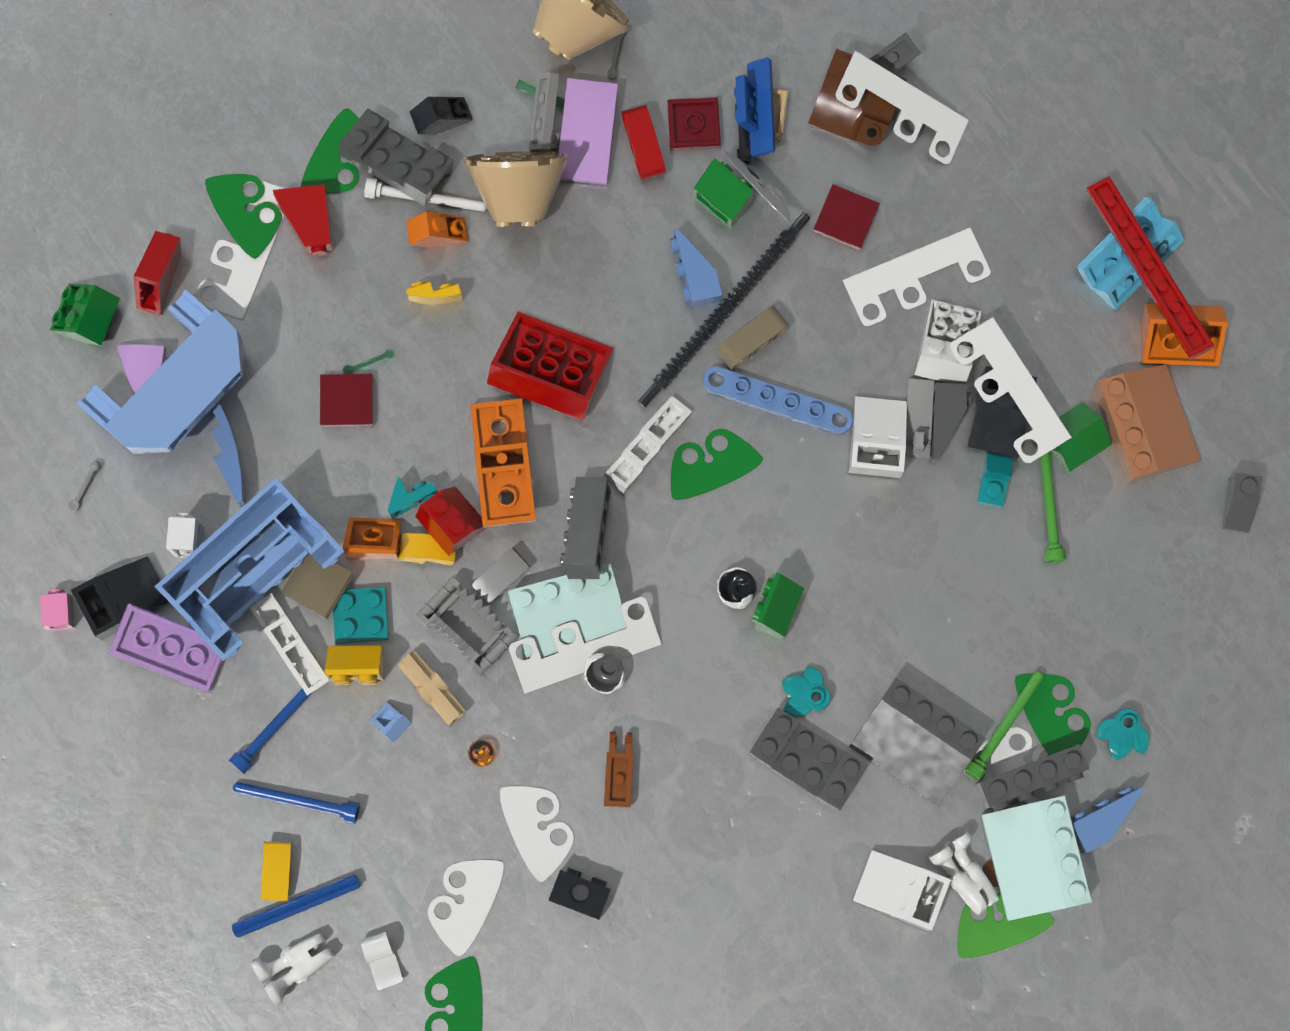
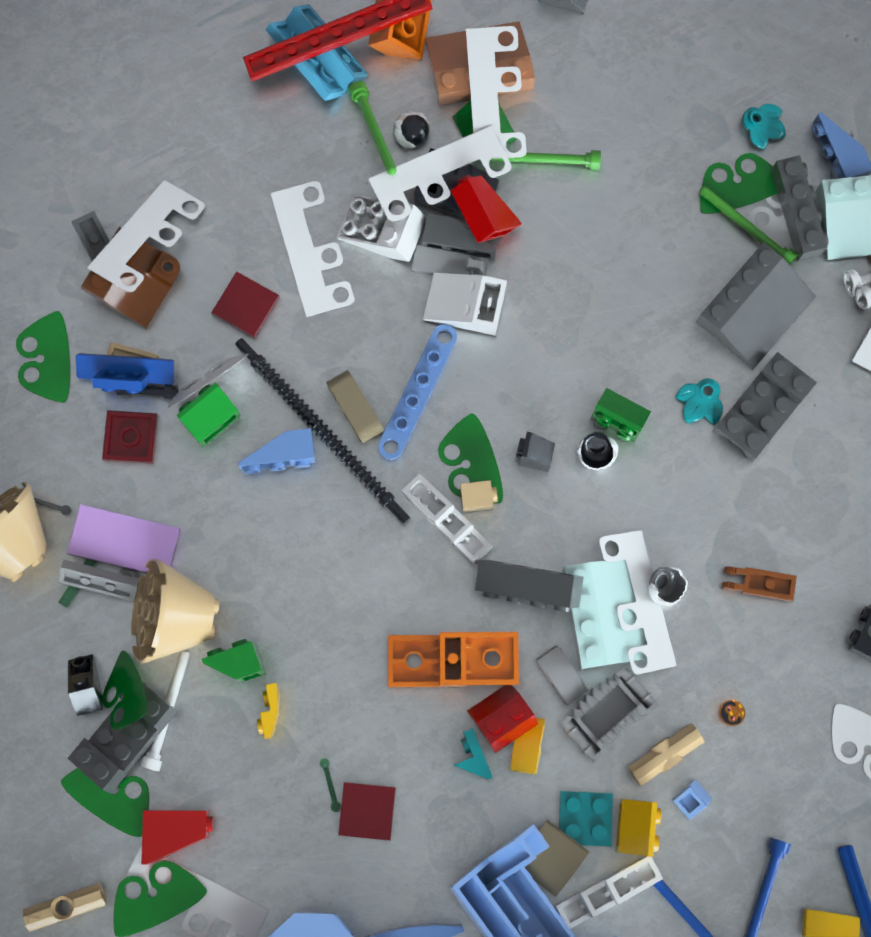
camera: 80 degrees left, 0 degrees up
(222, 114) = (49, 912): none -> tan piece
(372, 538) = (510, 797): orange slope -> none
(436, 230) = (204, 701): orange slope -> none
(446, 152) = (126, 681): none -> green piece
(475, 254) = (239, 662): none -> green slope
(522, 818) = (821, 672): white piece -> none
(549, 365) = (358, 604): red slope -> none
(643, 142) = (143, 487): red beam -> none
(674, 471) = (478, 496): none -> tan brick
(726, 523) = (535, 452): none -> slope
(779, 37) = (54, 346): none -> green piece
(977, 440) = (483, 209): none -> red slope
(994, 480) = (521, 204): teal slope -> none
(1060, 360) = (411, 129): none -> black hair
(1090, 302) = (359, 93): none -> bright green piece
(1118, 427) = (486, 81): none -> white piece

